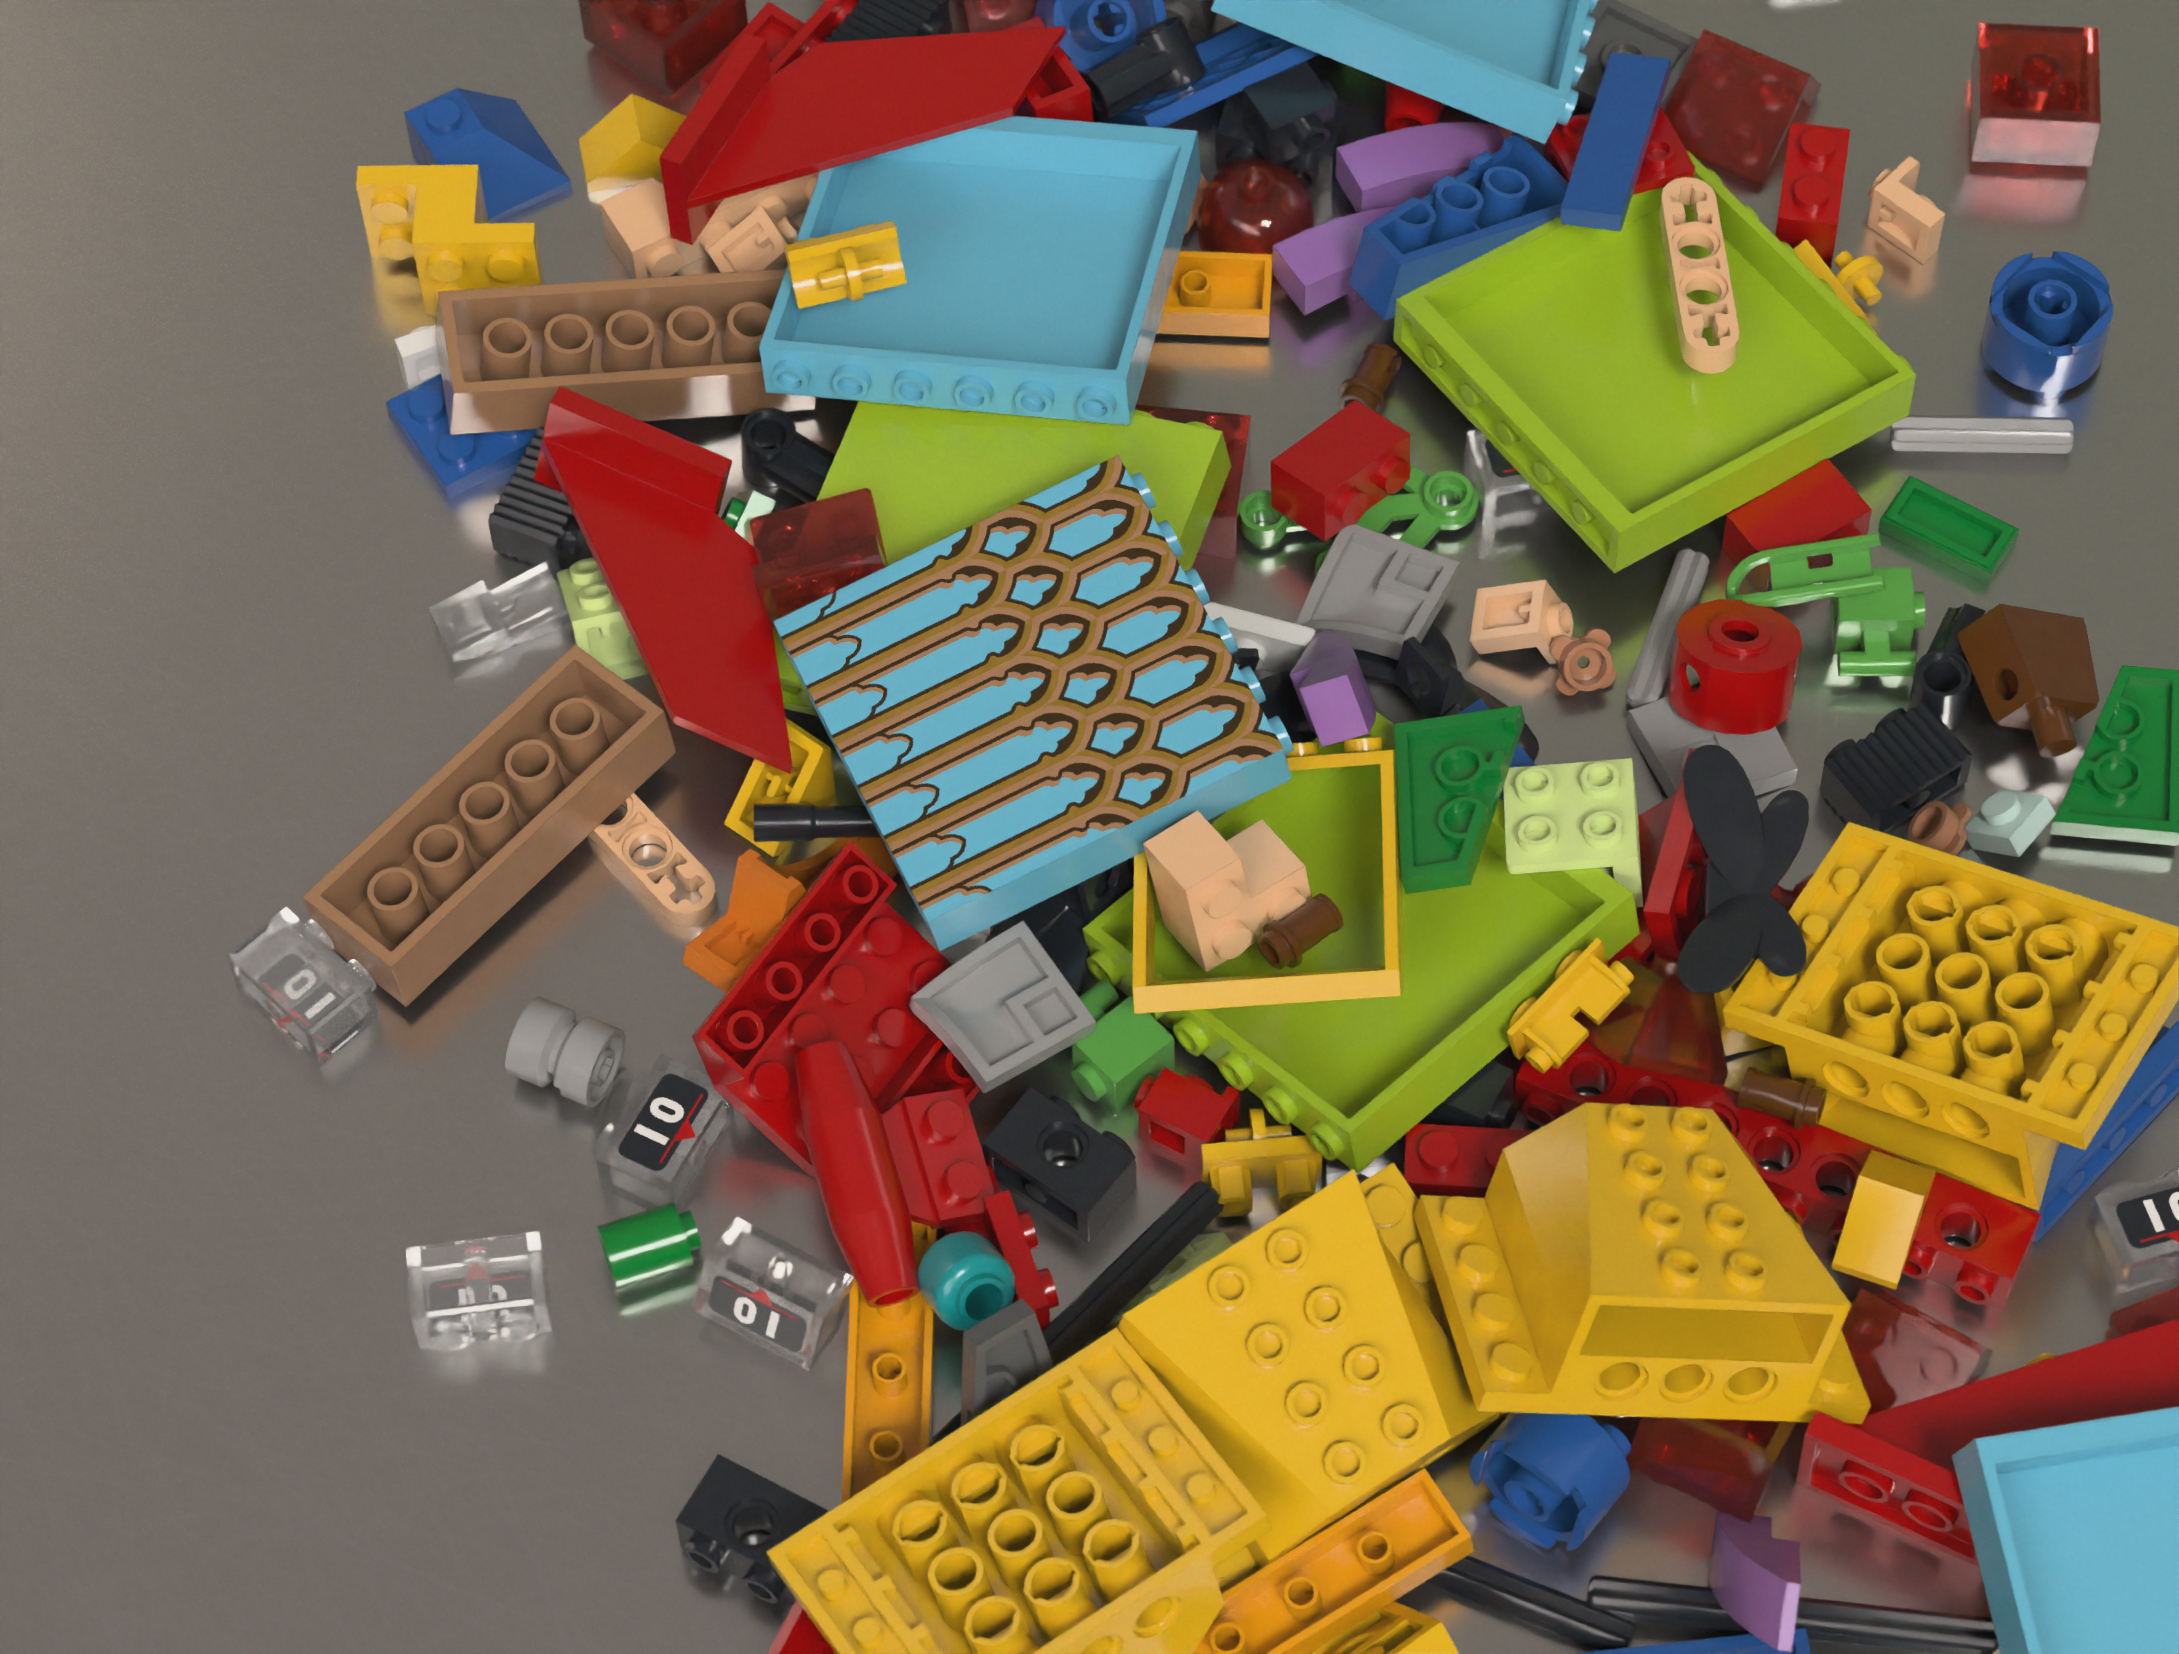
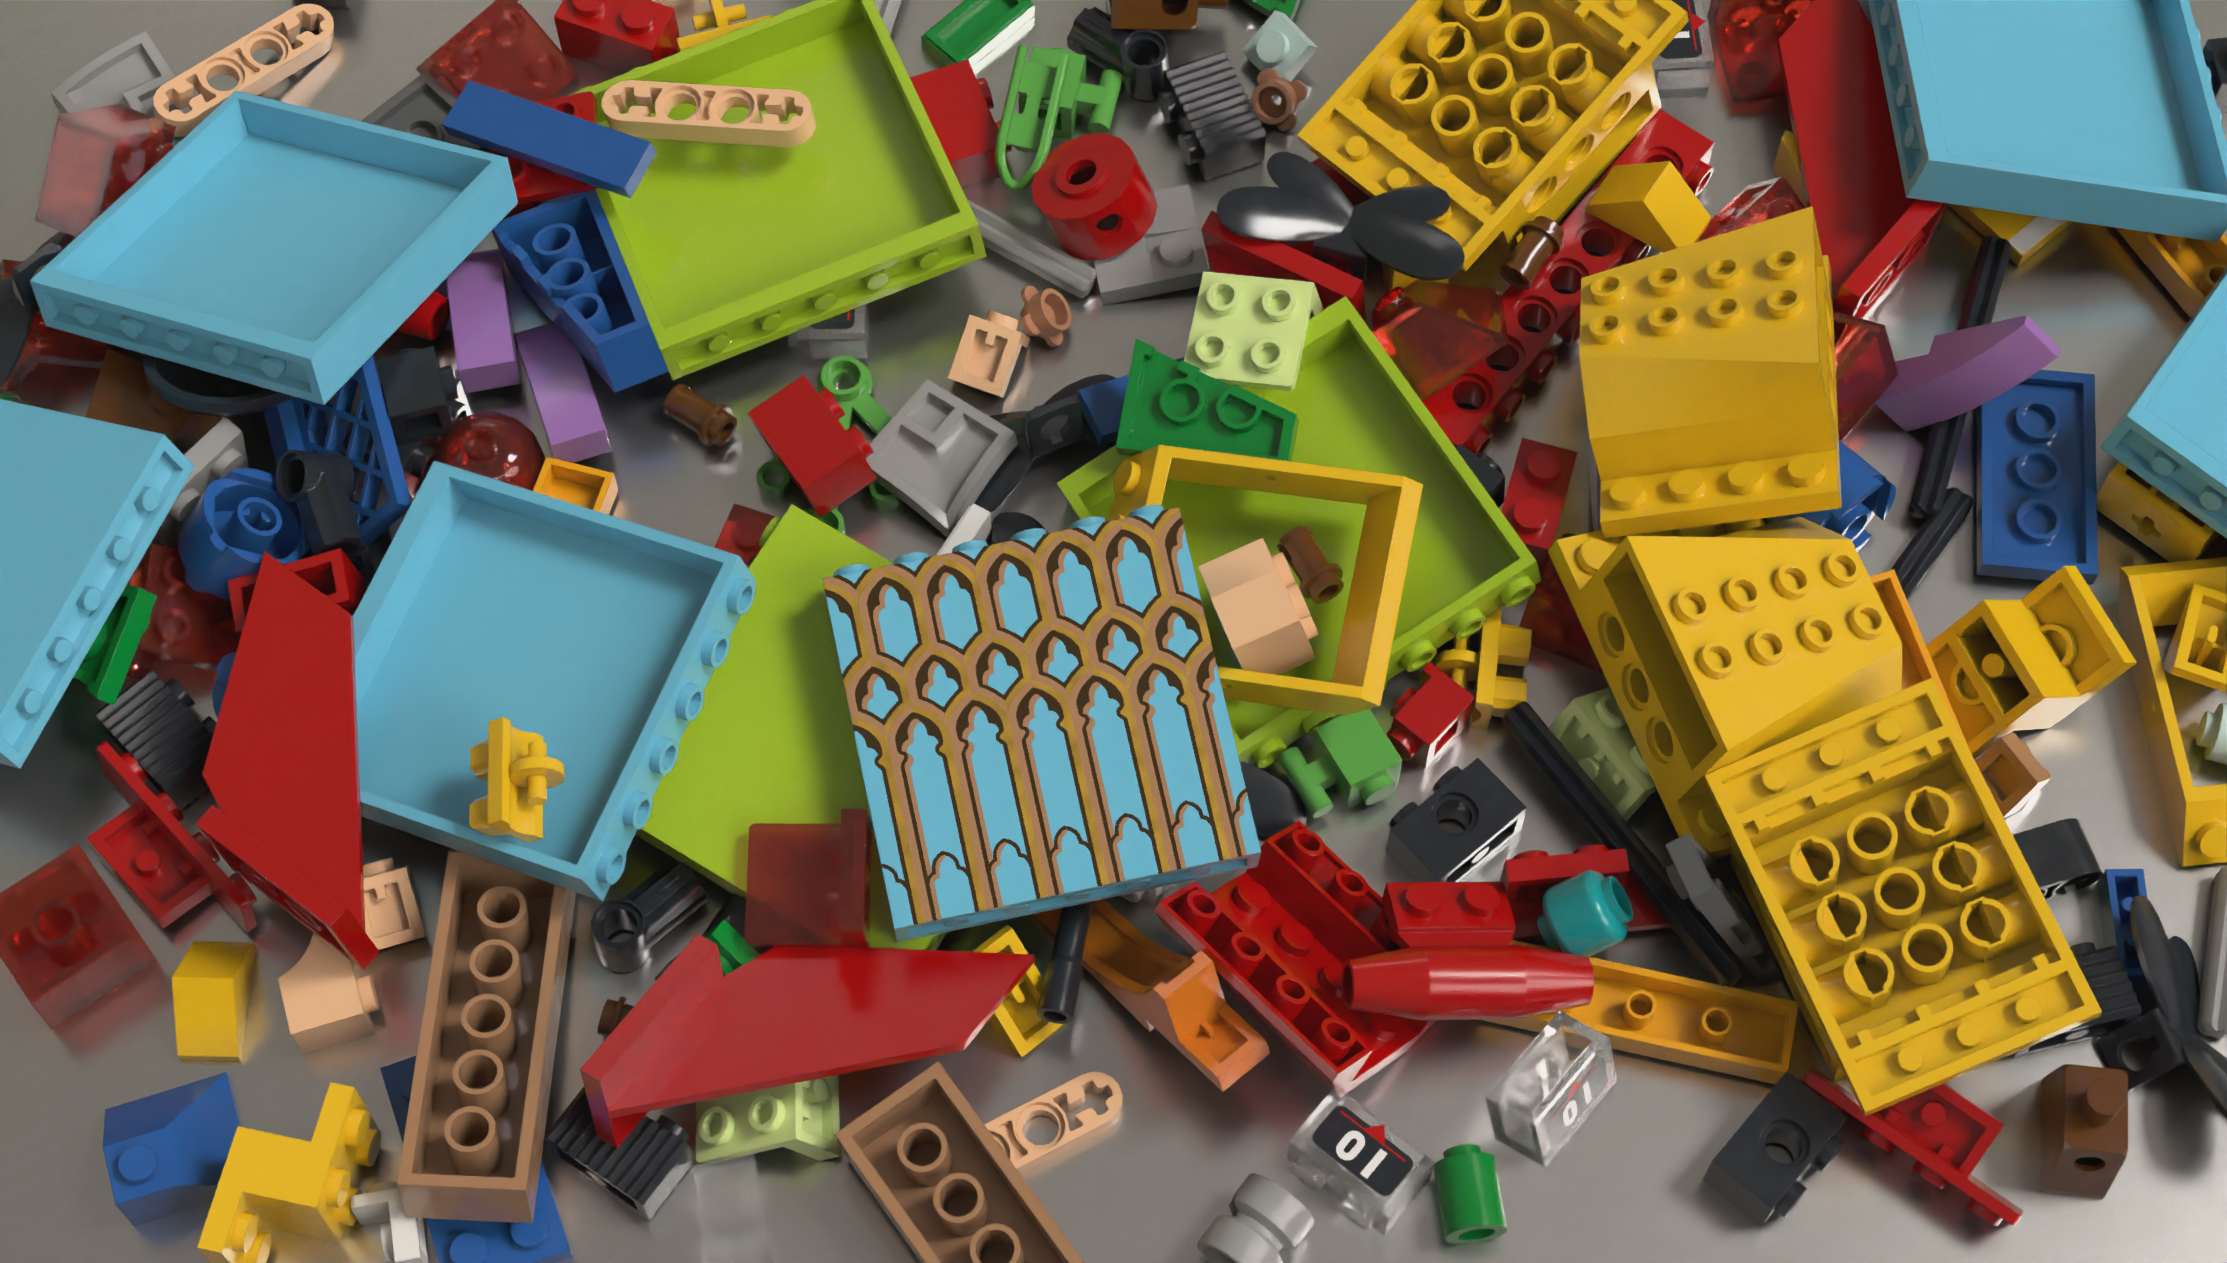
camera: 80 degrees left, 5 degrees up
(1003, 1008) = (1319, 832): light grey plate -> none
(1333, 689) = (1063, 483): medium lavender slope -> none
(1548, 1022) = (1420, 360): yellow hinge -> none

